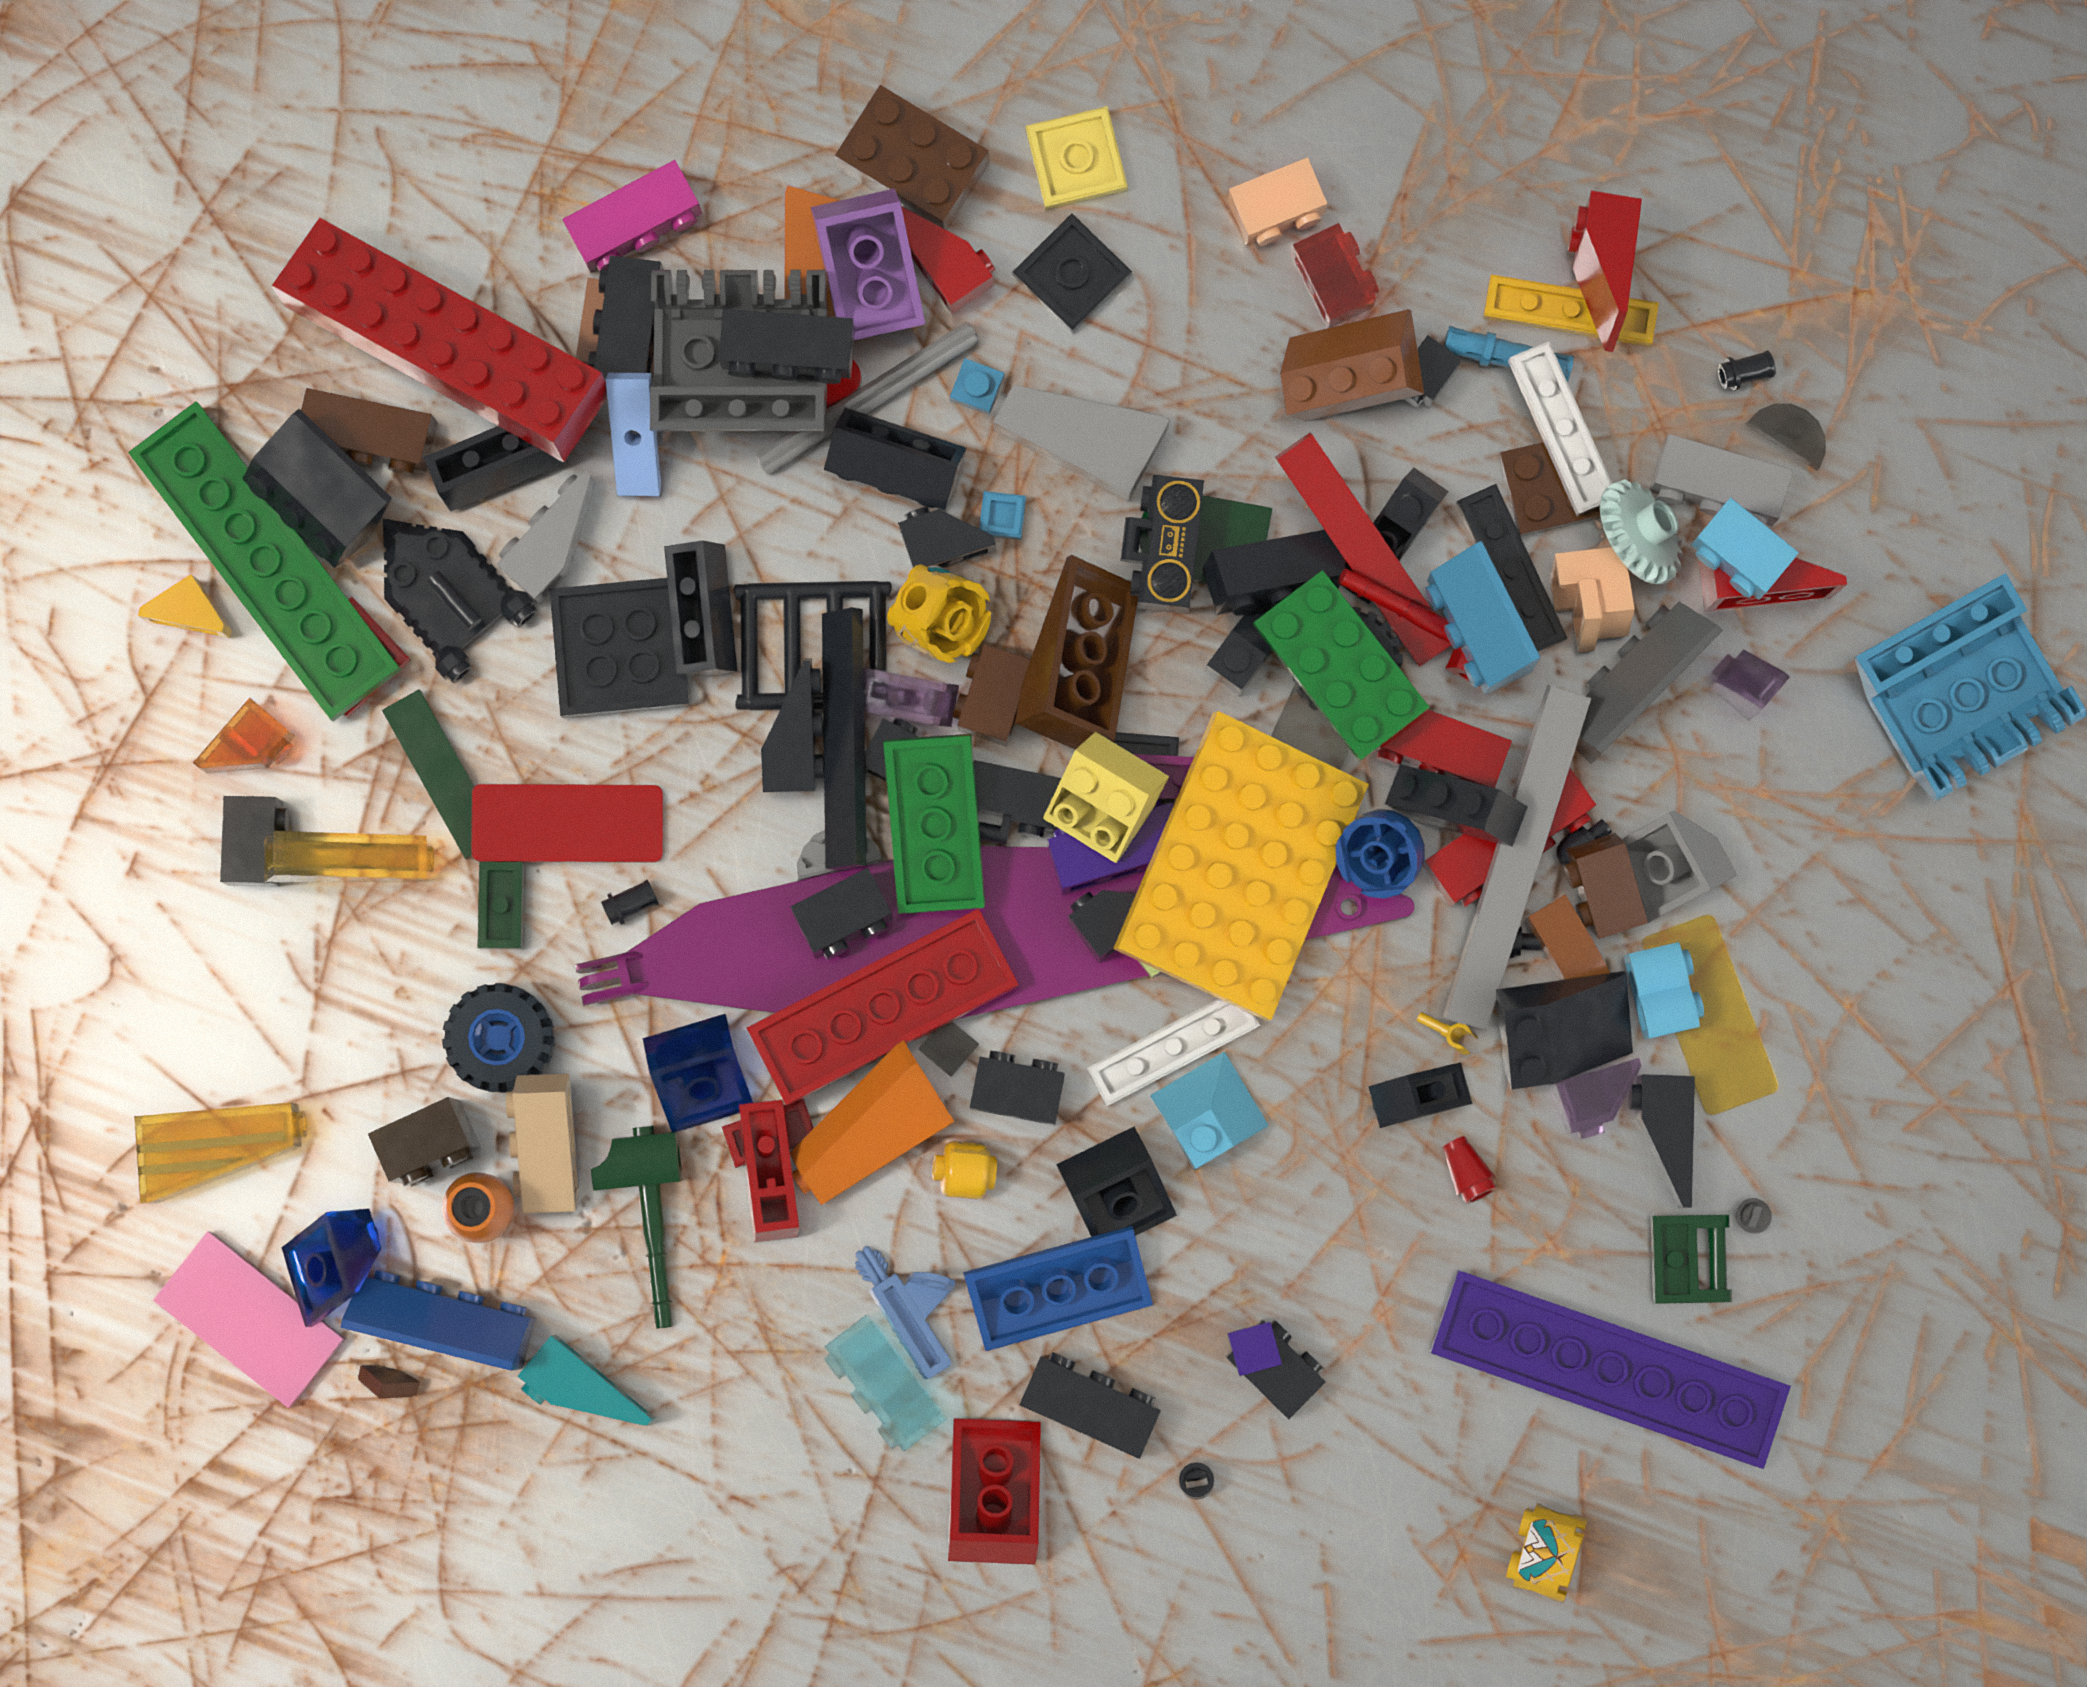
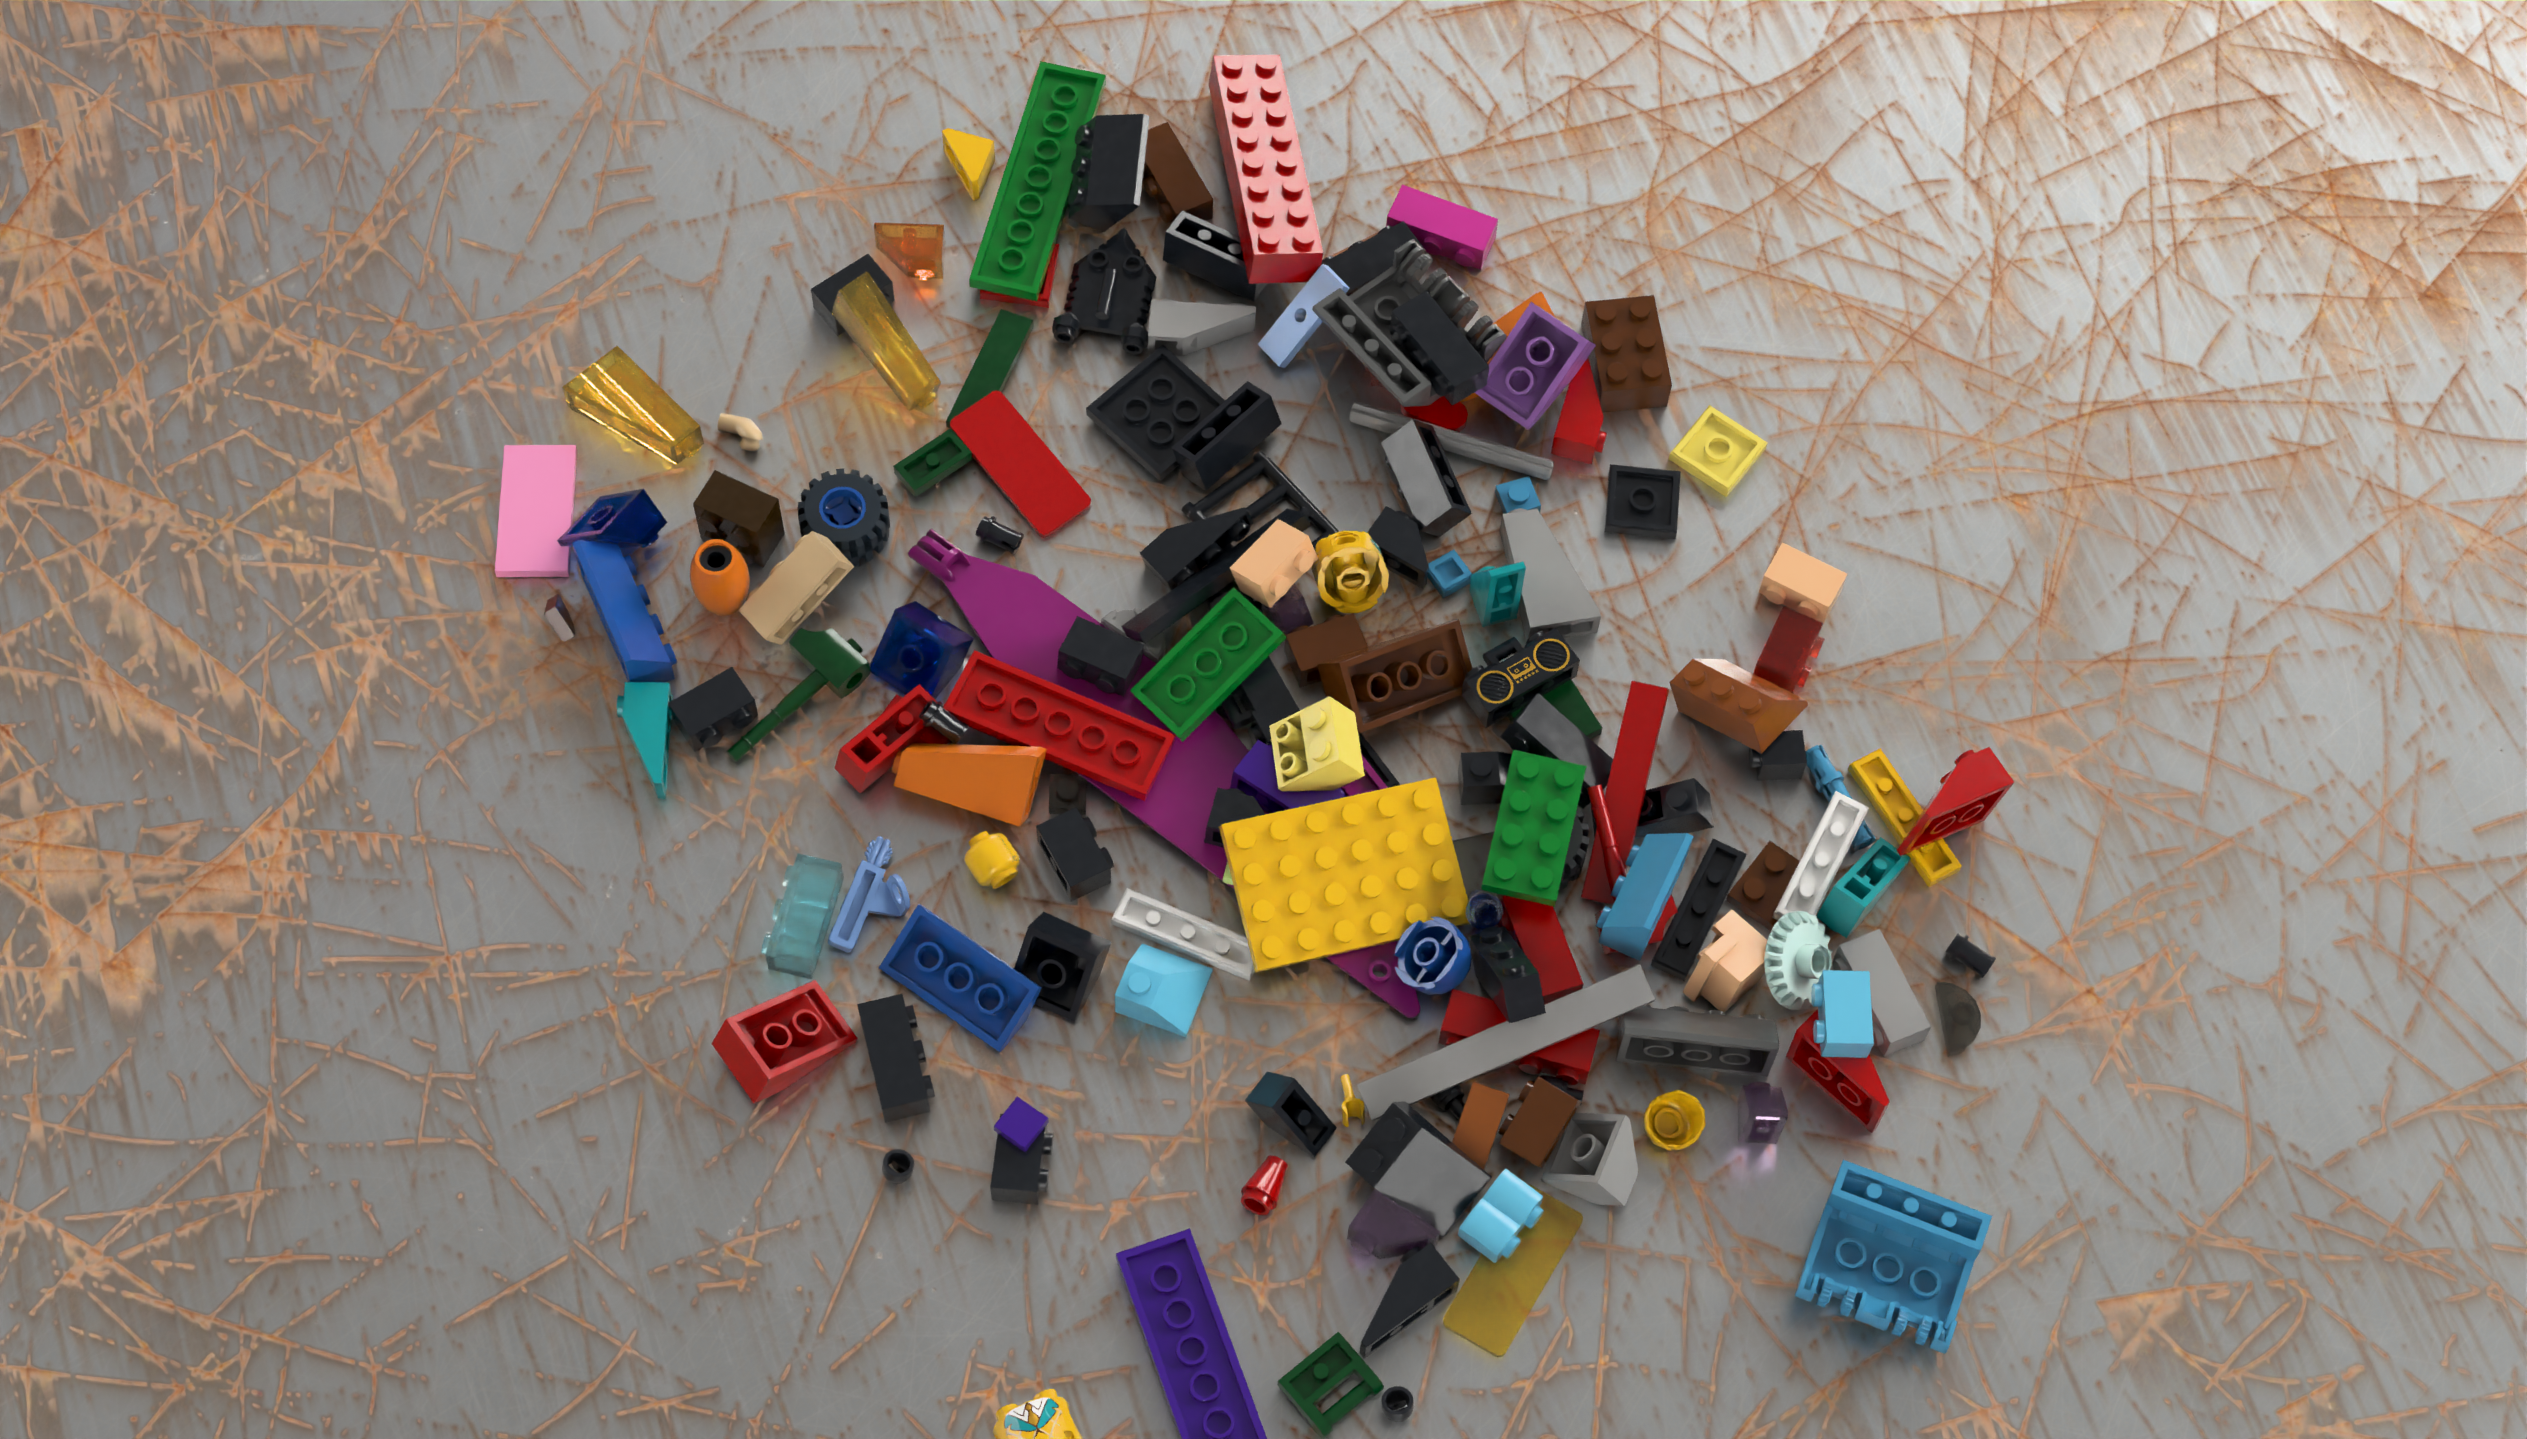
camera: 45 degrees right, 20 degrees down
(318, 1055) = (744, 427): none -> tan arm
(606, 1310) = (713, 710): none -> black brick
(789, 1117) = (943, 721): none -> black pin
(886, 682) = (1274, 563): none -> light nougat brick
(1064, 491) = (1497, 592): none -> teal slope
(1372, 773) = (1488, 914): none -> clear blue cone
(1611, 409) = (1862, 887): none -> teal slope
(1694, 765) = (1674, 1120): none -> yellow hair

